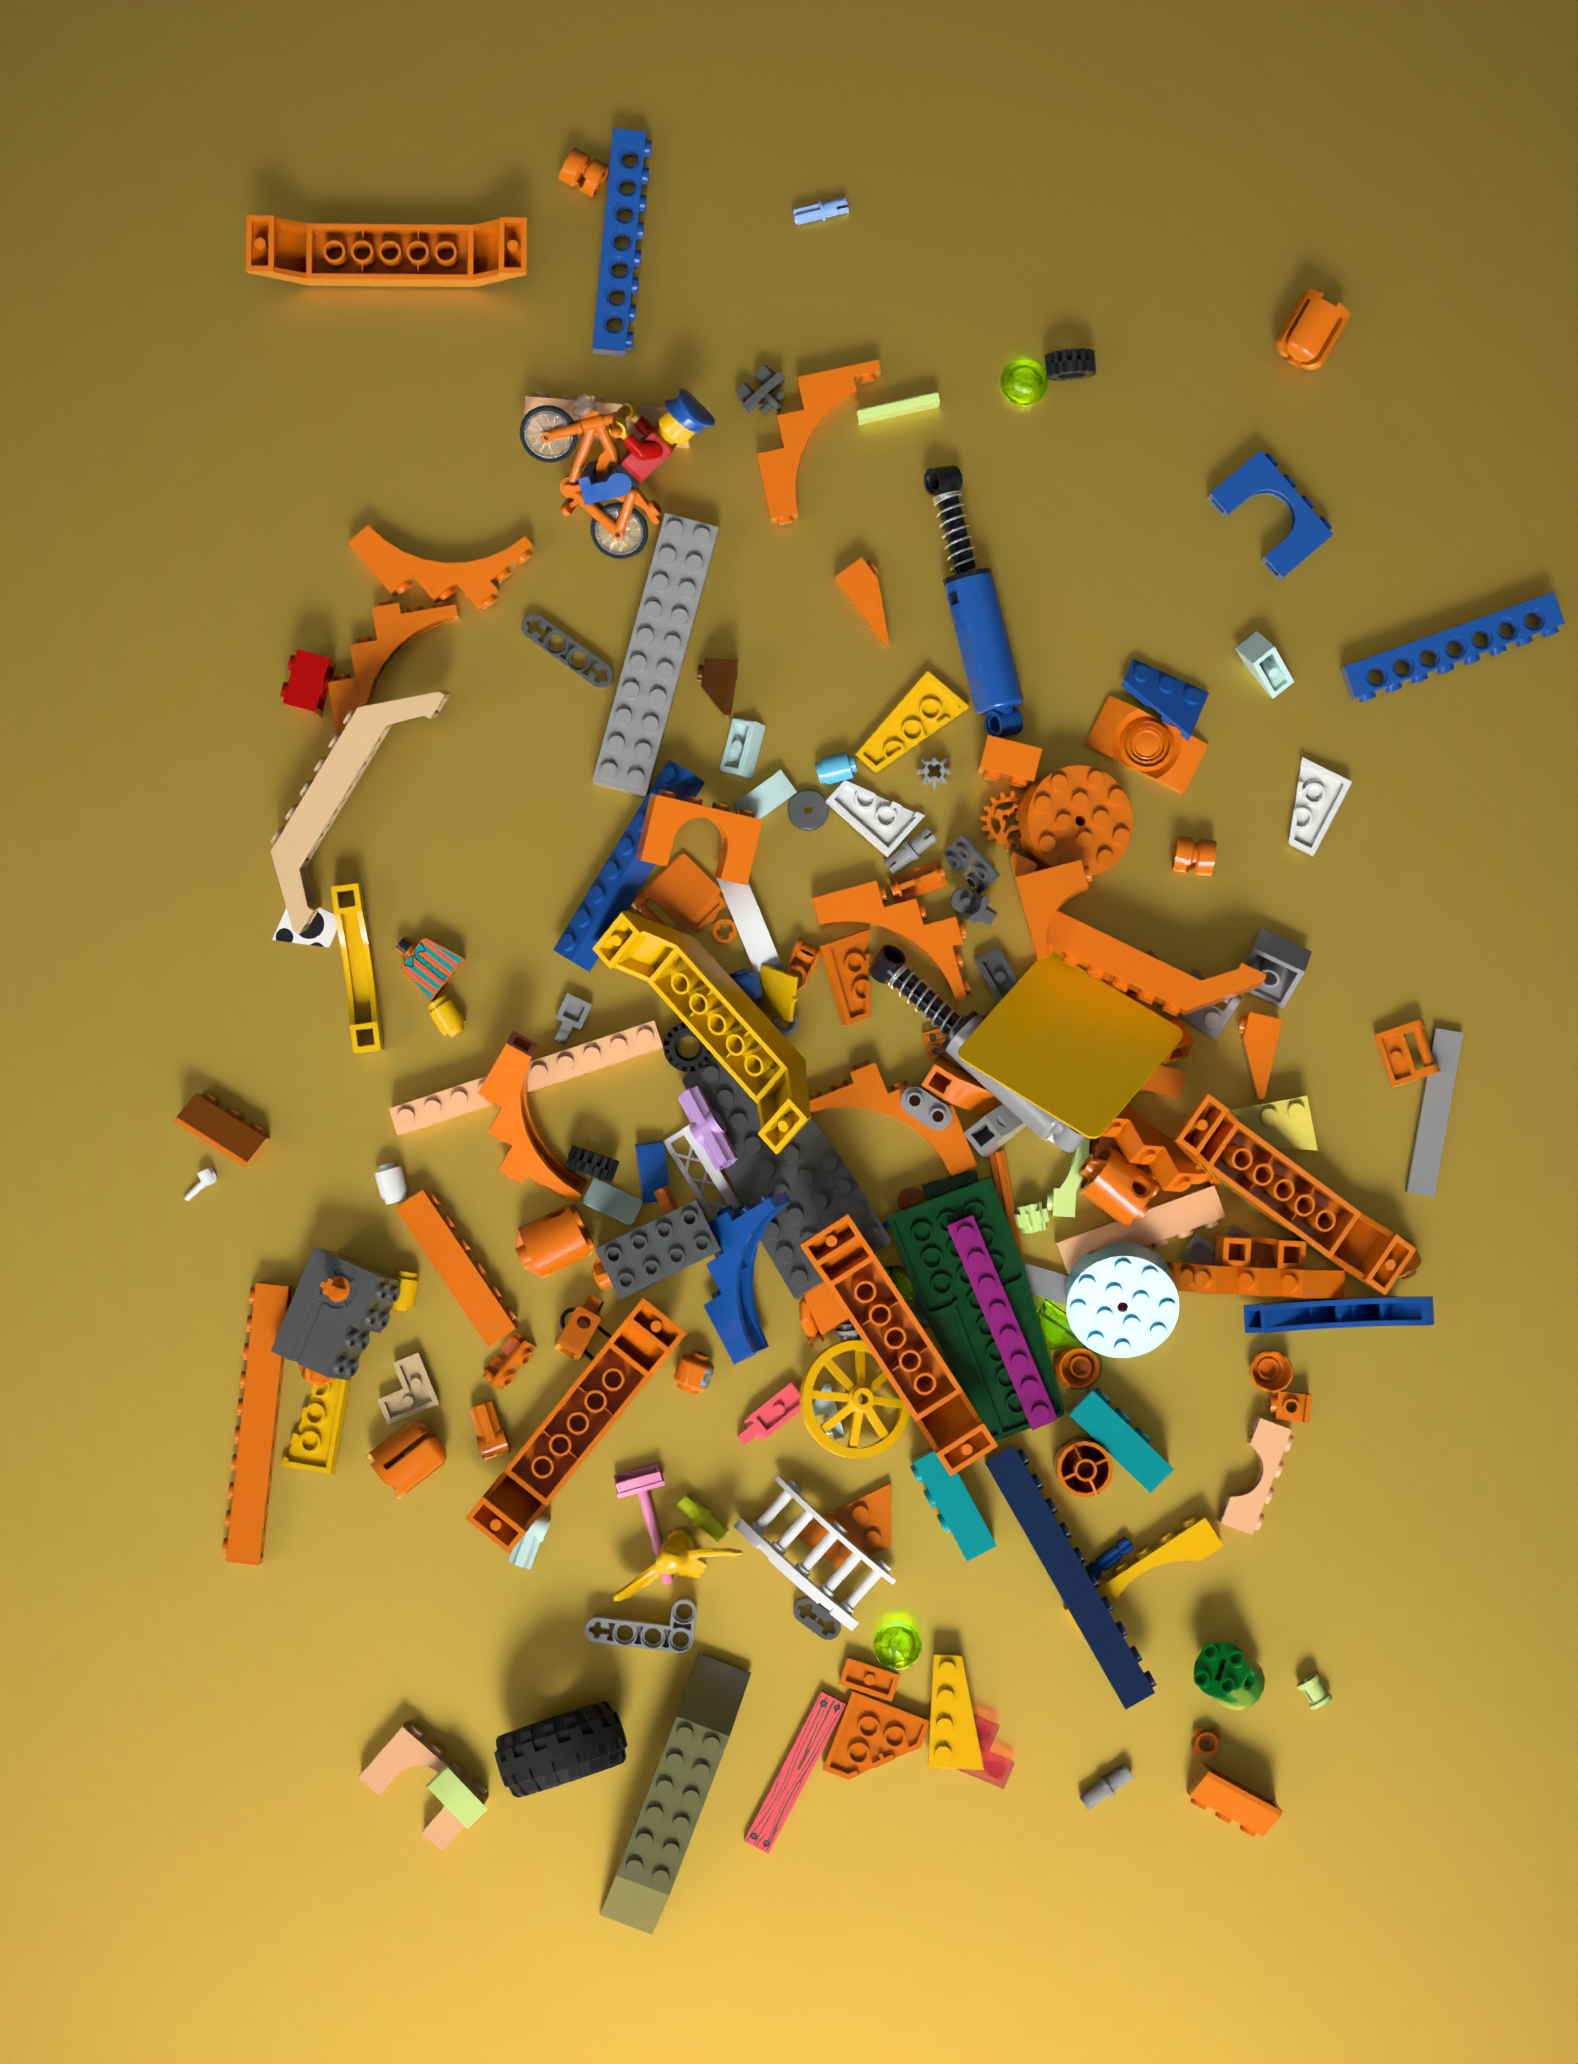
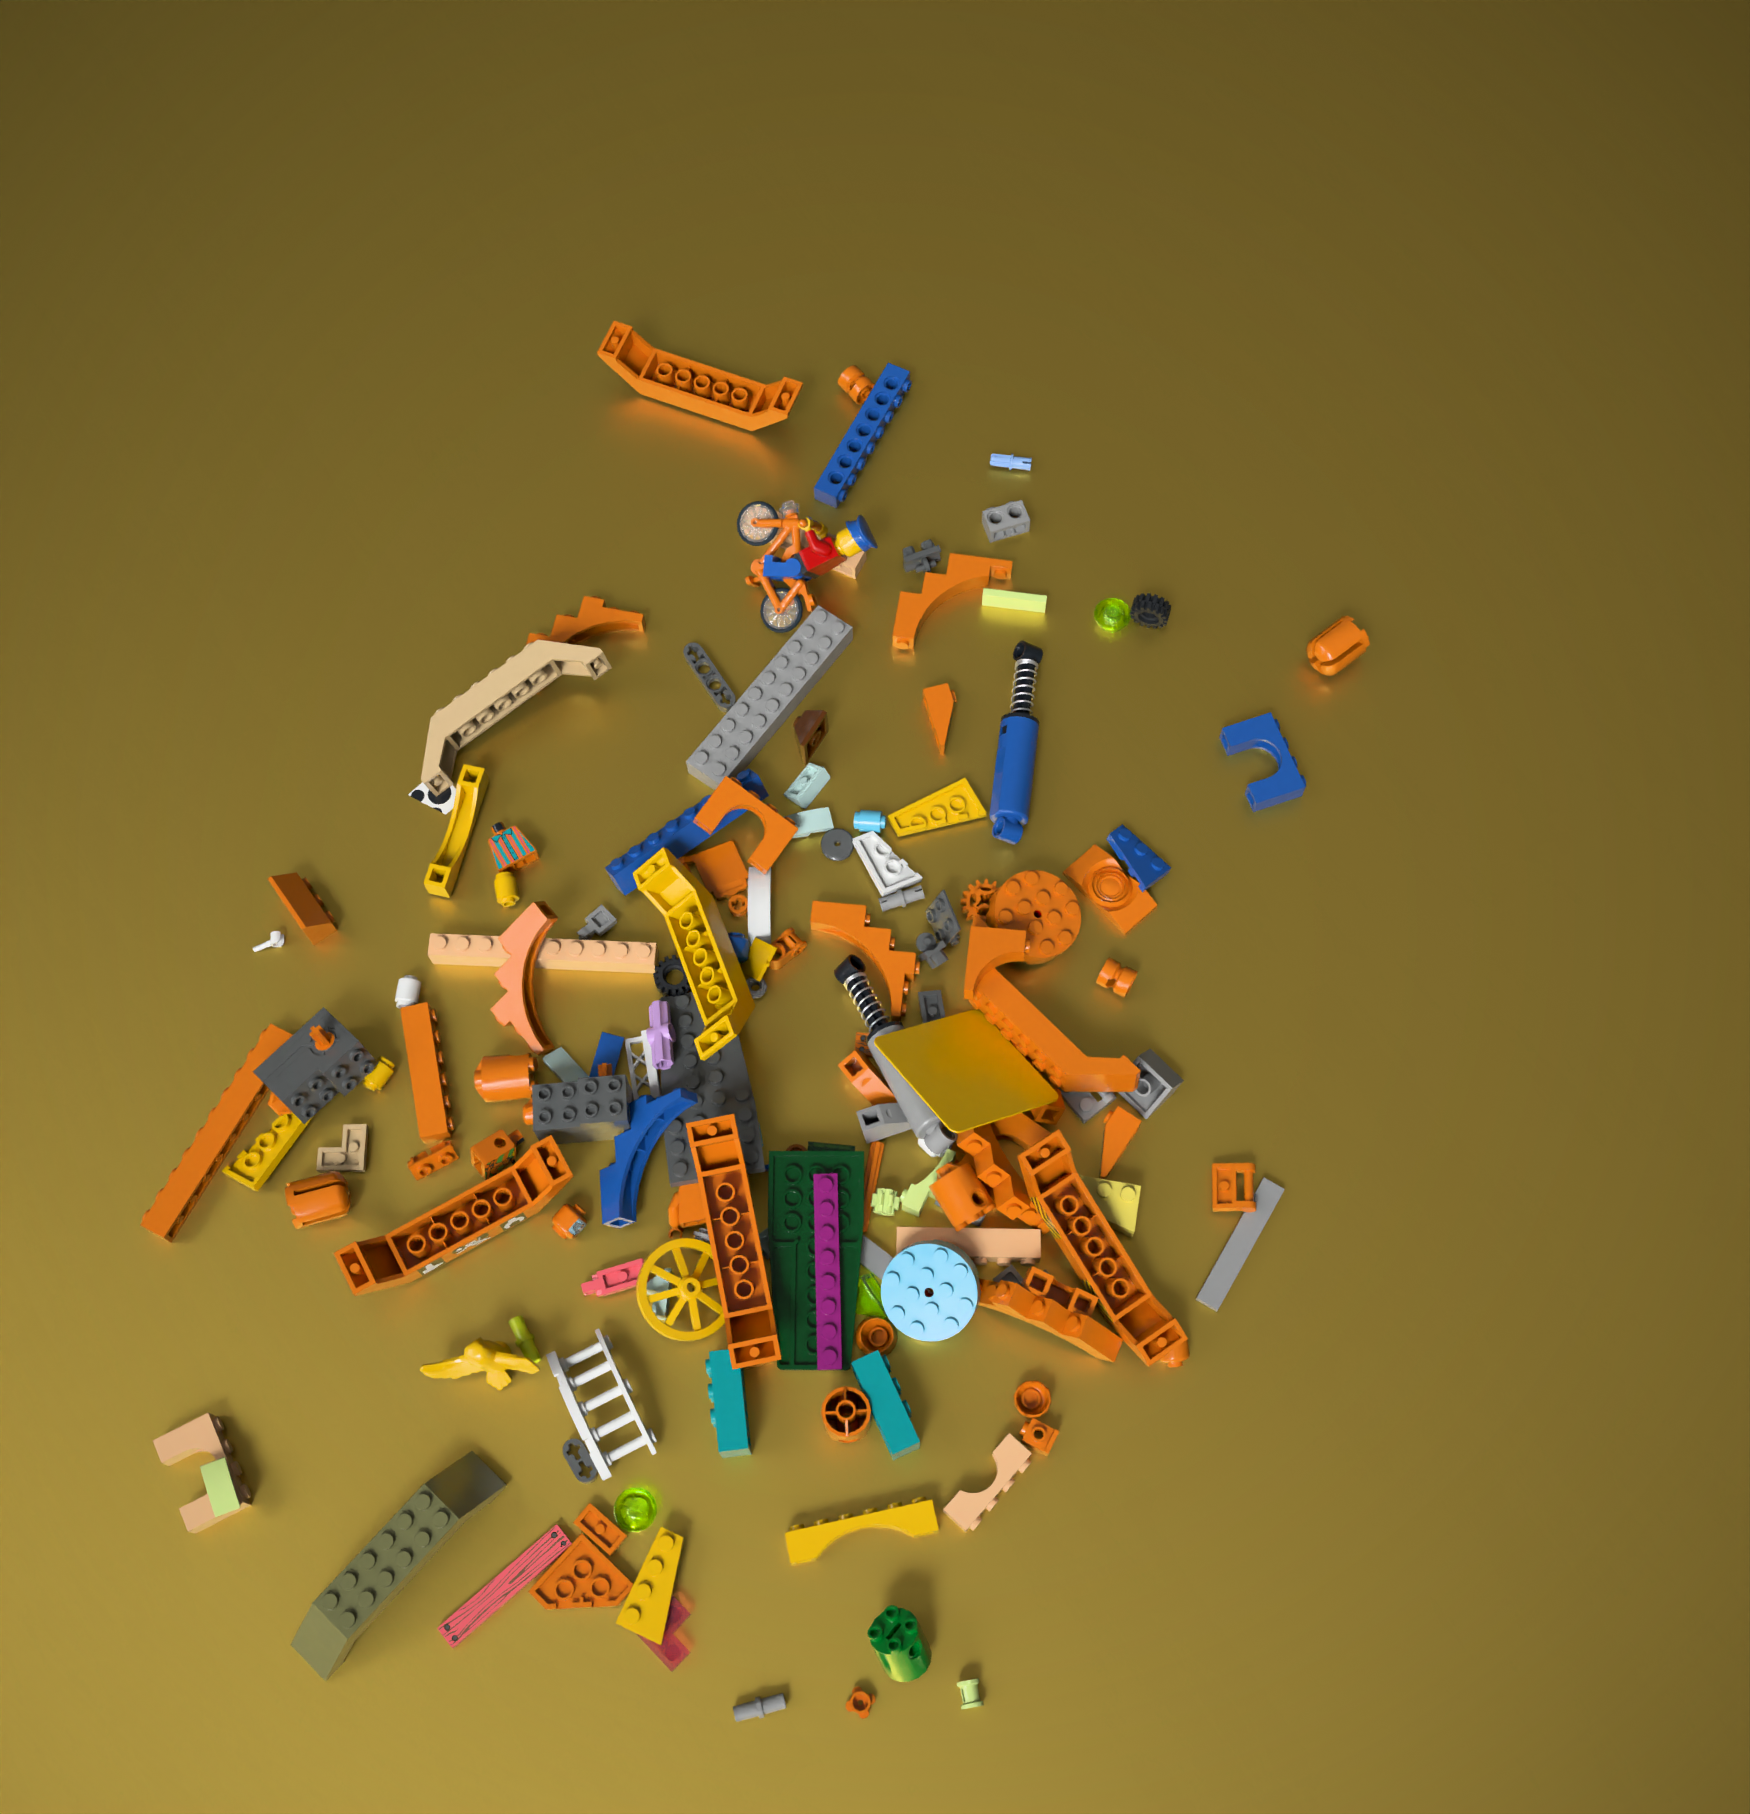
camera: 20 degrees right, 20 degrees down
(307, 683) = (513, 627): red brick -> none
(438, 579) = (640, 597): orange arch -> none
(491, 1437) = (391, 1211): orange piece -> none
(526, 1549) = (381, 1304): light aqua piece -> none
(560, 1749) = (319, 1475): black tyre -> none
(592, 1163) = (562, 1031): black tyre -> none
(639, 1482) = (488, 1292): bright pink piece -> none
(640, 1626) = (434, 1411): light grey beam -> none
(847, 971) = (818, 964): orange wing -> none
(851, 305) = (1007, 525): none -> light grey brick
(866, 1526) = (651, 1395): orange wing -> none
(870, 1093) = (818, 1077): orange arch -> none
(902, 1282) = (761, 1211): clear neon green hat -> none
(917, 881) = (898, 922): orange hinge -> none
(926, 1108) = (833, 1083): light grey plate -> none
(933, 763) = (945, 844): light grey gear -> none
(1009, 761) = (1000, 856): orange brick -> none
(1070, 1577) = (800, 1508): dark blue brick -> none
(1110, 1557) = (839, 1506): blue axle -> none
(1233, 1801) = (862, 1764): orange slope -> none
(1265, 664) = (1221, 862): light aqua slope -> none
(1316, 804) = (1225, 977): white wing -> none
(1338, 1313) = (1102, 1370): blue arch -> none
(1543, 608) = (1450, 895): blue brick -> none

